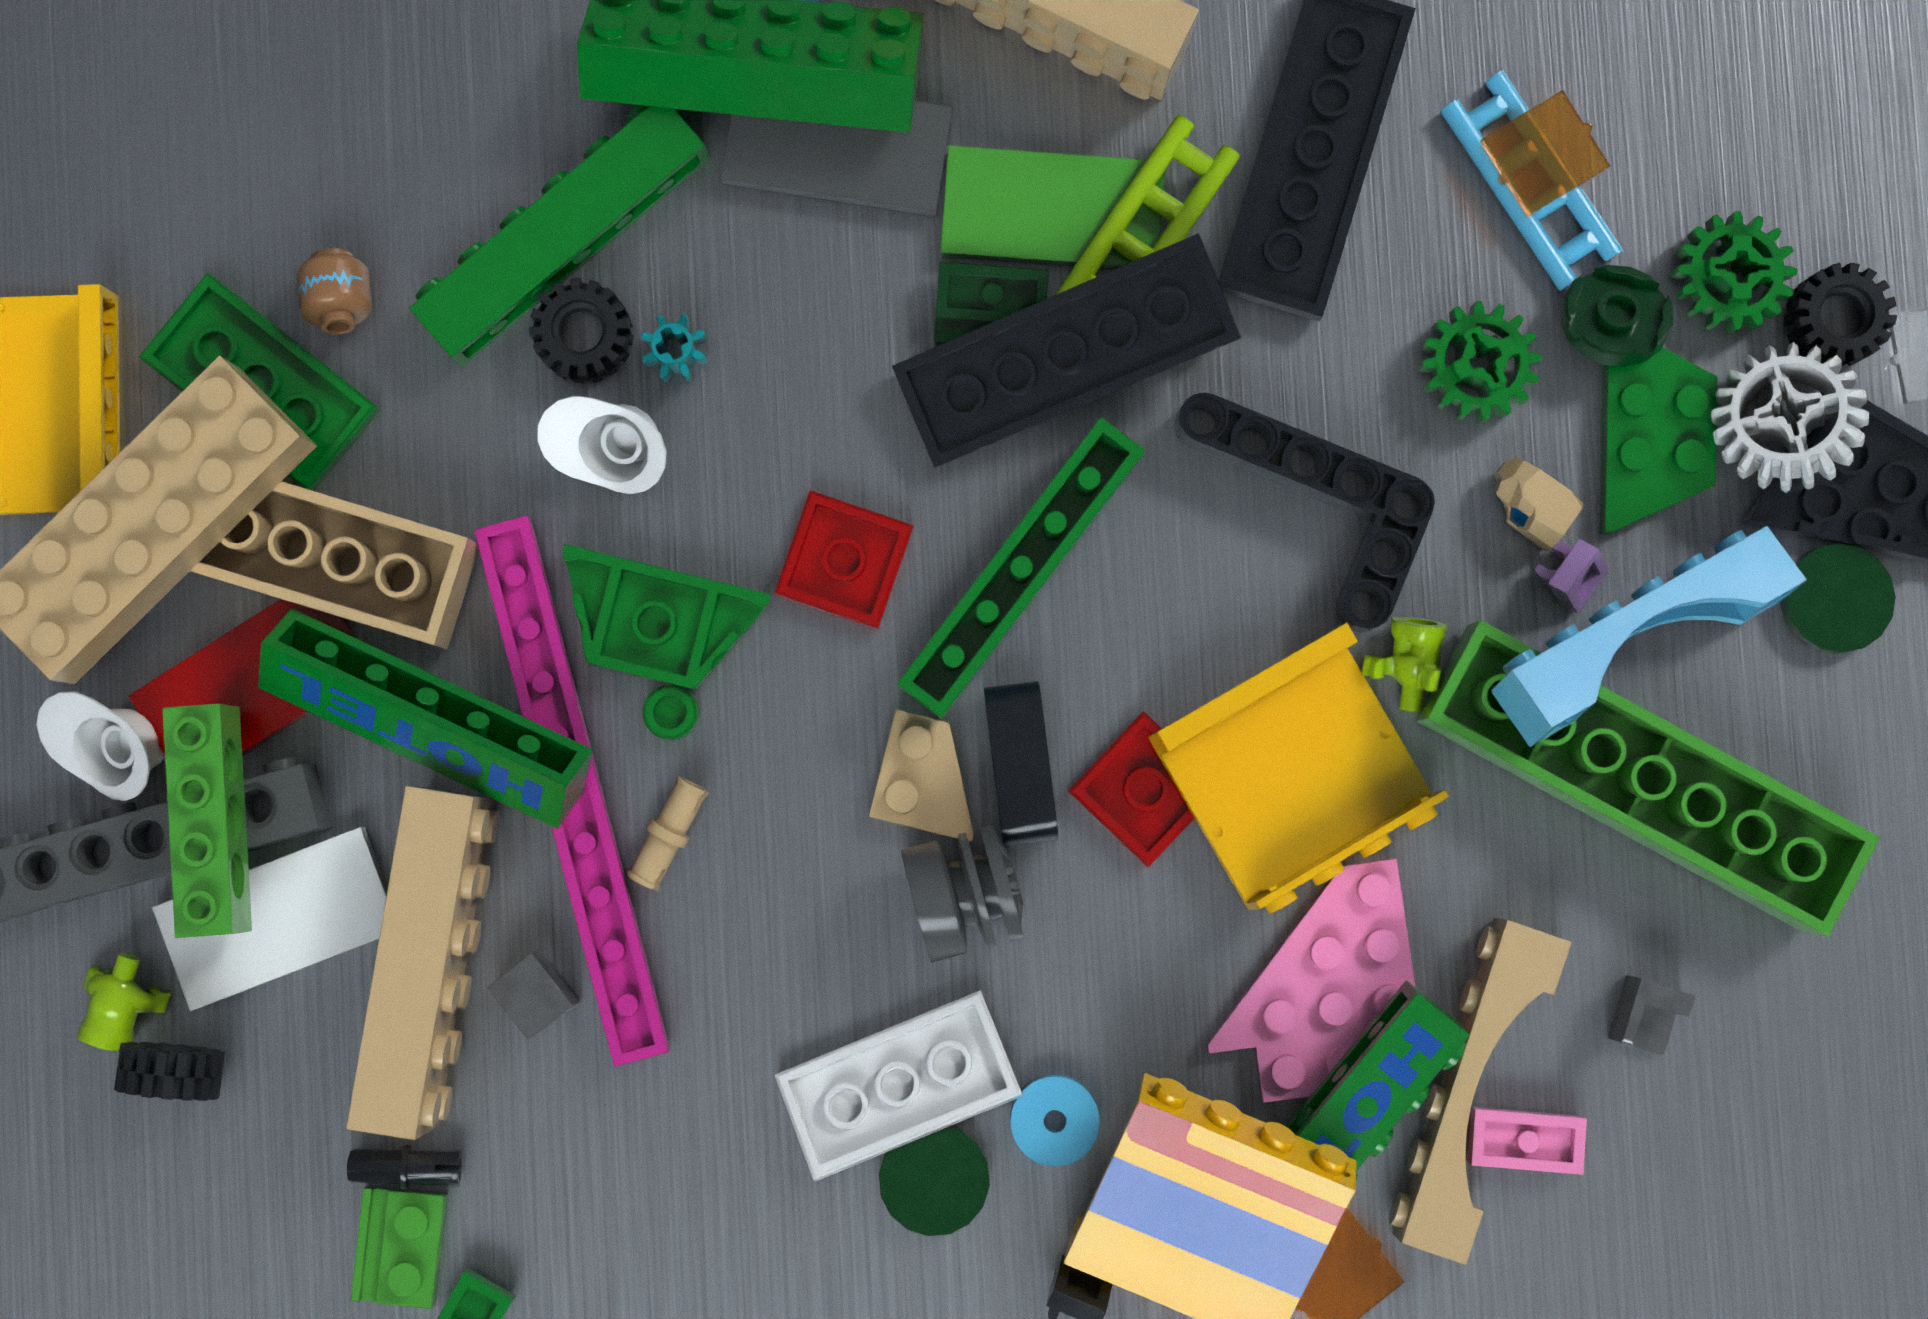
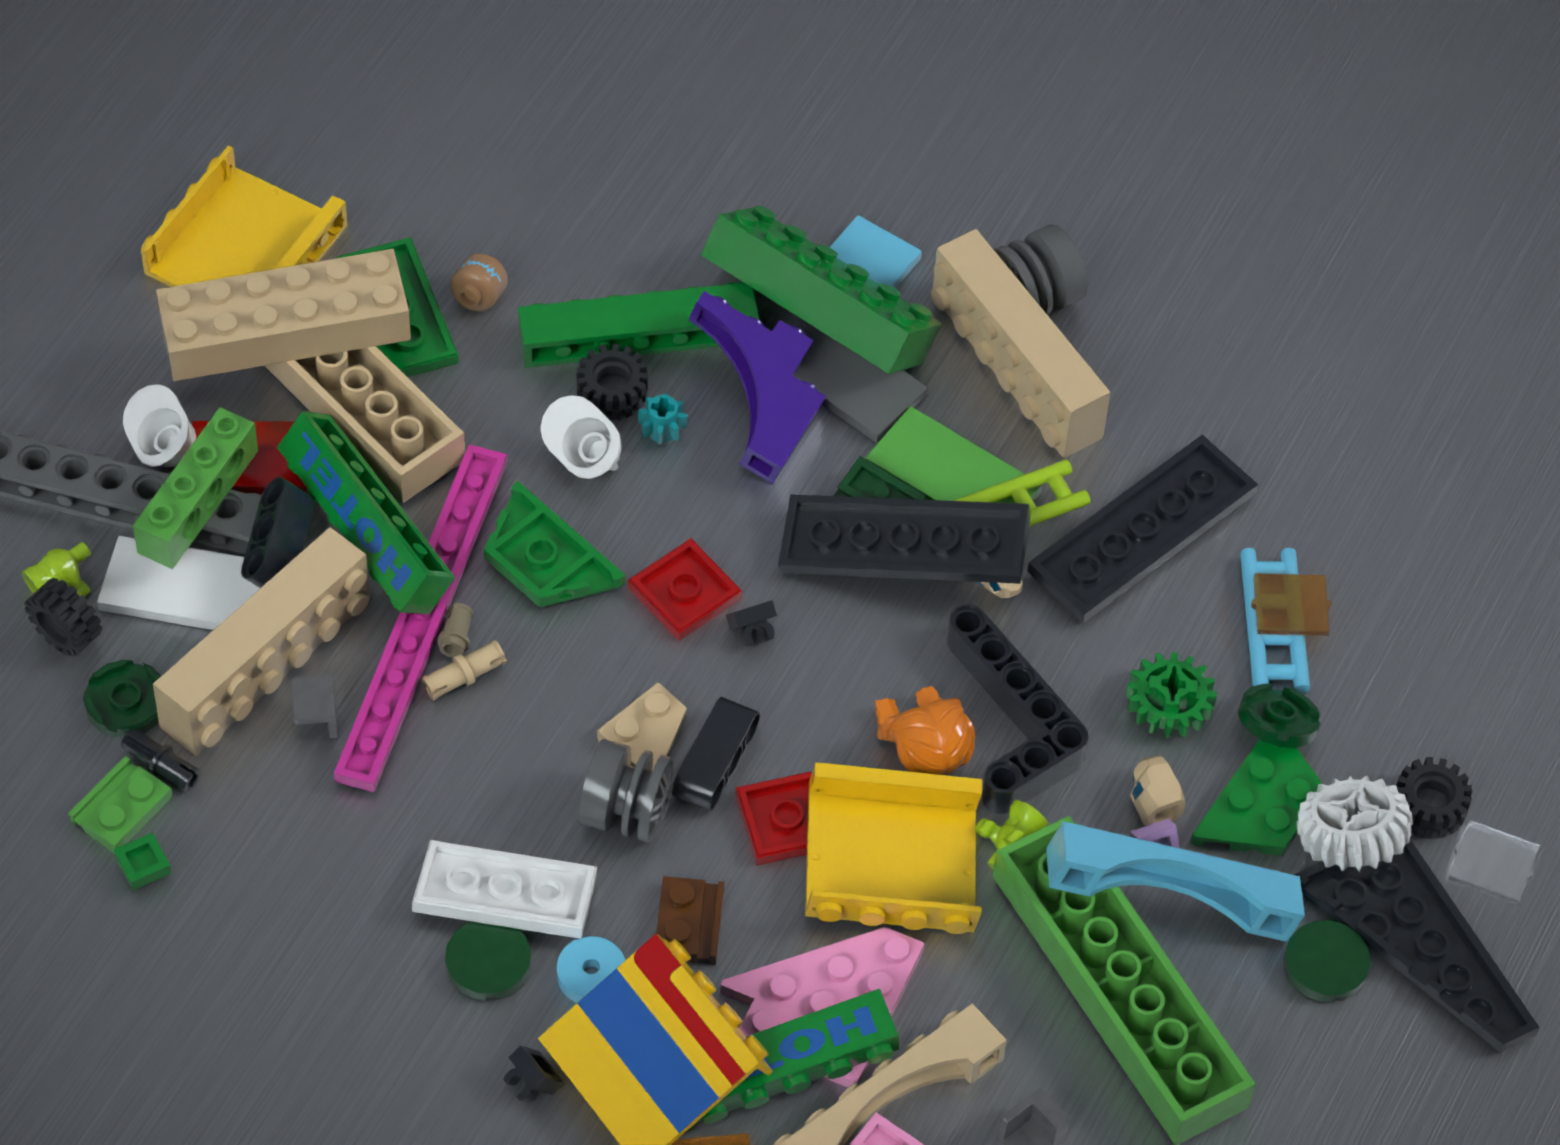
camera: 30 degrees right, 30 degrees down
(305, 1107) = (122, 698): none -> dark green tile
(343, 811) = (277, 531): none -> black beam
(624, 786) = (454, 637): none -> dark tan pin
(671, 712) = (515, 611): green tile -> none
(757, 204) = (765, 362): none -> dark purple arch
(948, 558) = (751, 618): none -> black tile
(1021, 568) = (792, 642): green brick -> none
(1121, 988) = (691, 915): none -> reddish brown plate
(1255, 611) = (928, 737): none -> orange hair
(1751, 255) = (1374, 734): green gear -> none

